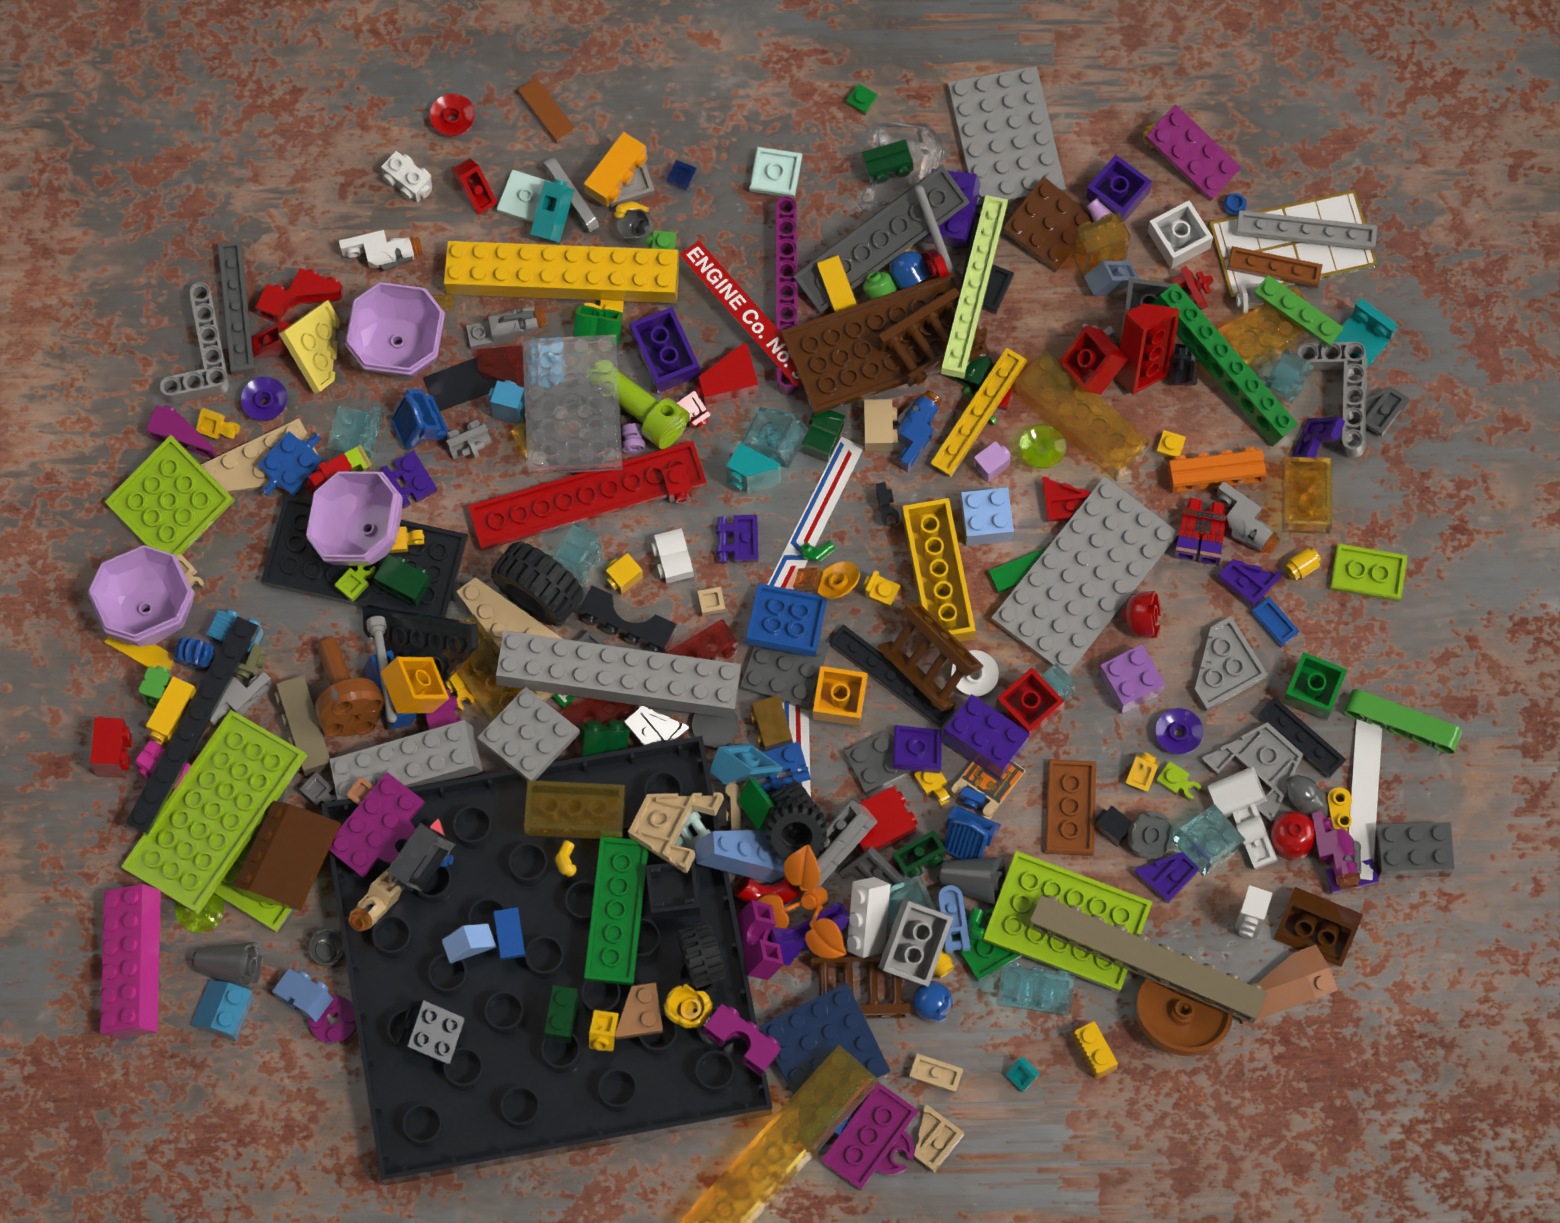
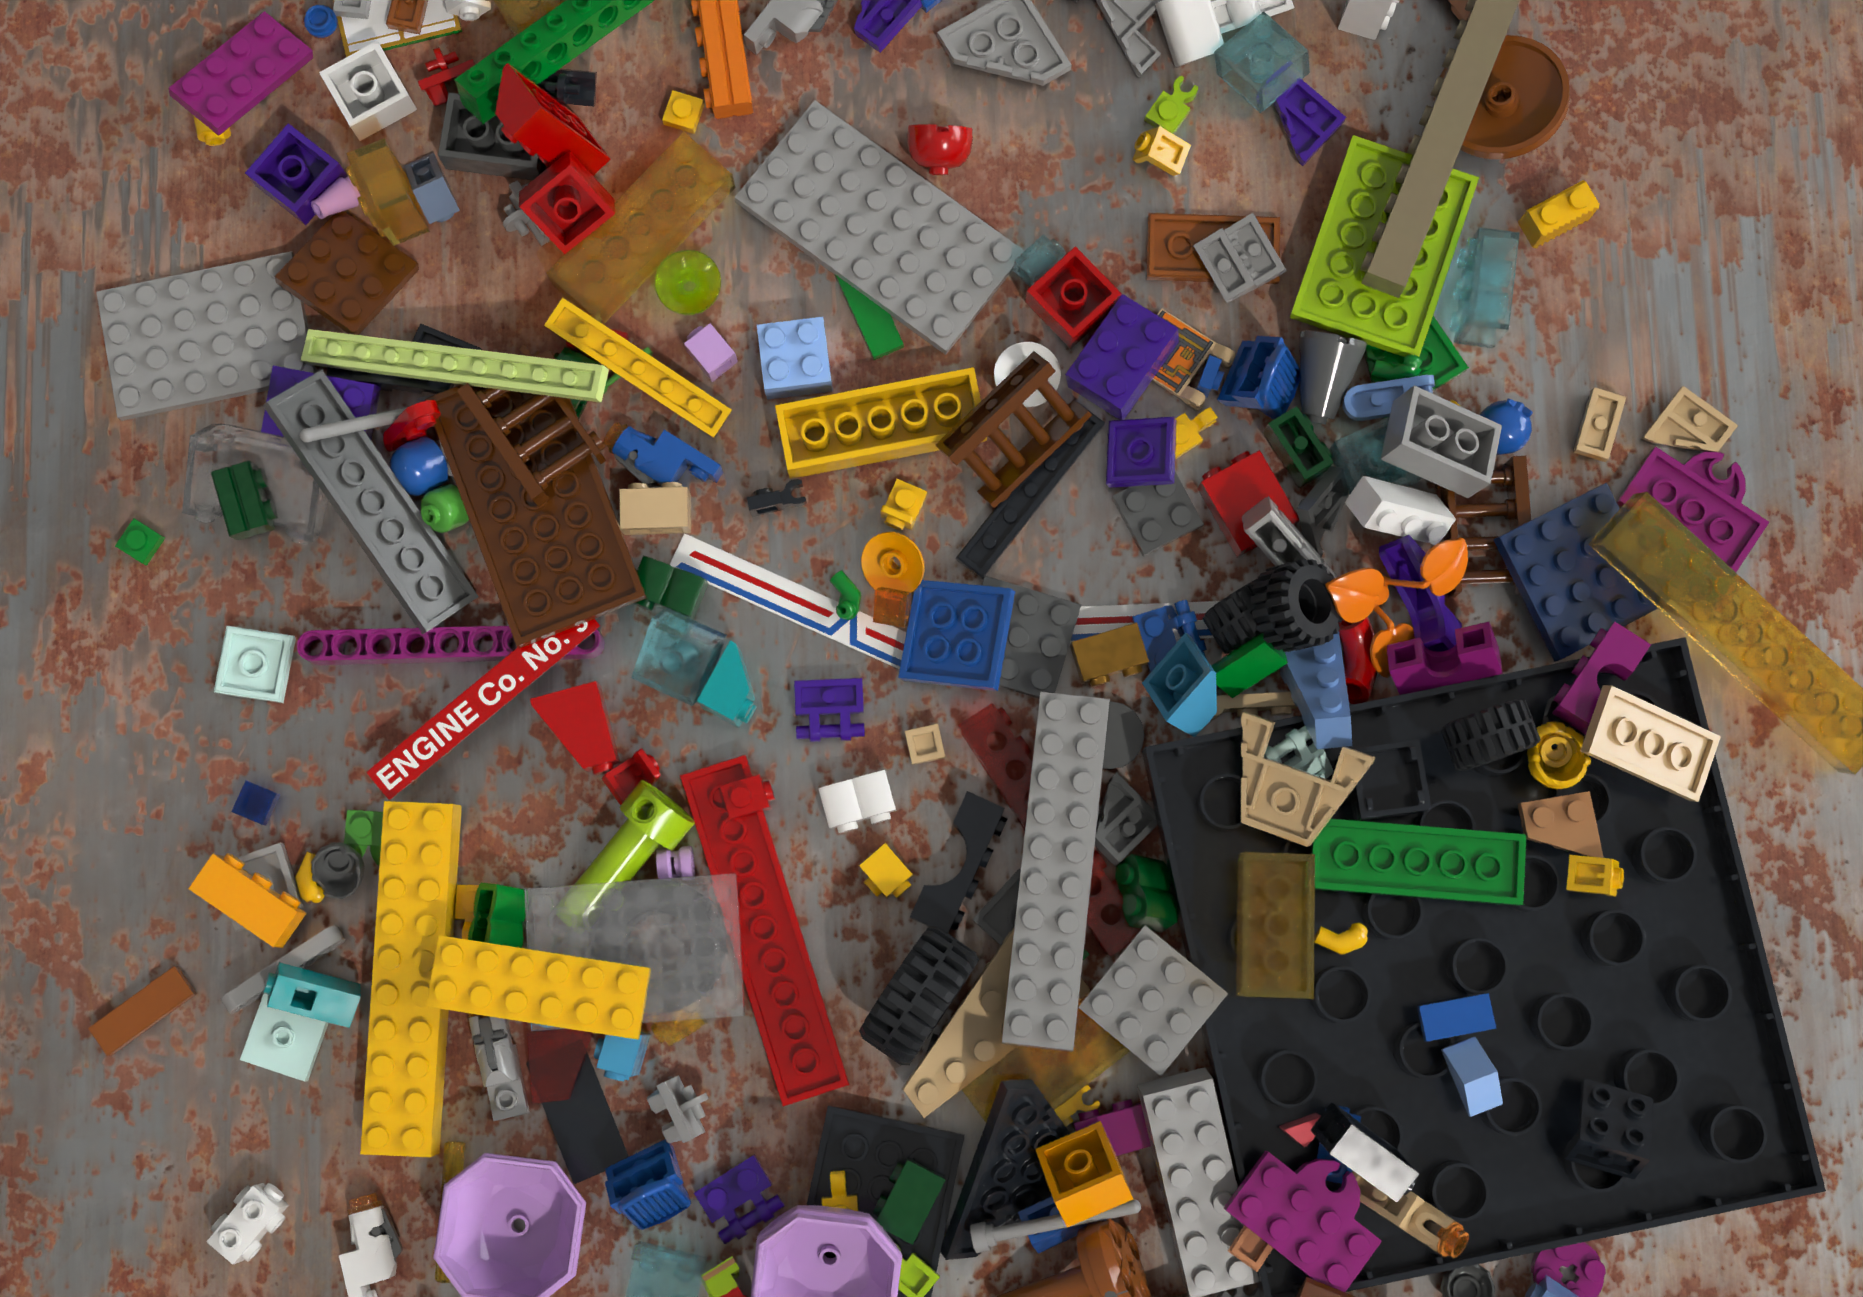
camera: 90 degrees left, 10 degrees up
(449, 106) = (130, 1159): red dish -> none
(474, 185) = (265, 1117): red slope -> none
(550, 342) = (538, 987): none -> yellow plate
(561, 1014) = (1578, 936): dark green brick -> none
(579, 552) = (865, 940): clear light blue brick -> none
(664, 350) = (538, 820): dark purple brick -> none
(693, 1066) = (1650, 743): none -> plate
(836, 283) = (442, 568): yellow tile -> none
(840, 696) = (1069, 557): light orange brick -> none
(1022, 1074) = (1595, 309): teal plate -> none
(1060, 821) = (1240, 258): none -> light grey slope
(1062, 499) = (766, 257): red wing -> none
(1113, 825) = (1241, 188): black brick -> none
(1131, 678) = (1031, 162): medium lavender brick -> none
(1150, 834) = (1254, 139): dark grey tile -> none
(1179, 720) = (1108, 88): dark purple dish -> none
(1203, 525) = (815, 70): hips -> none

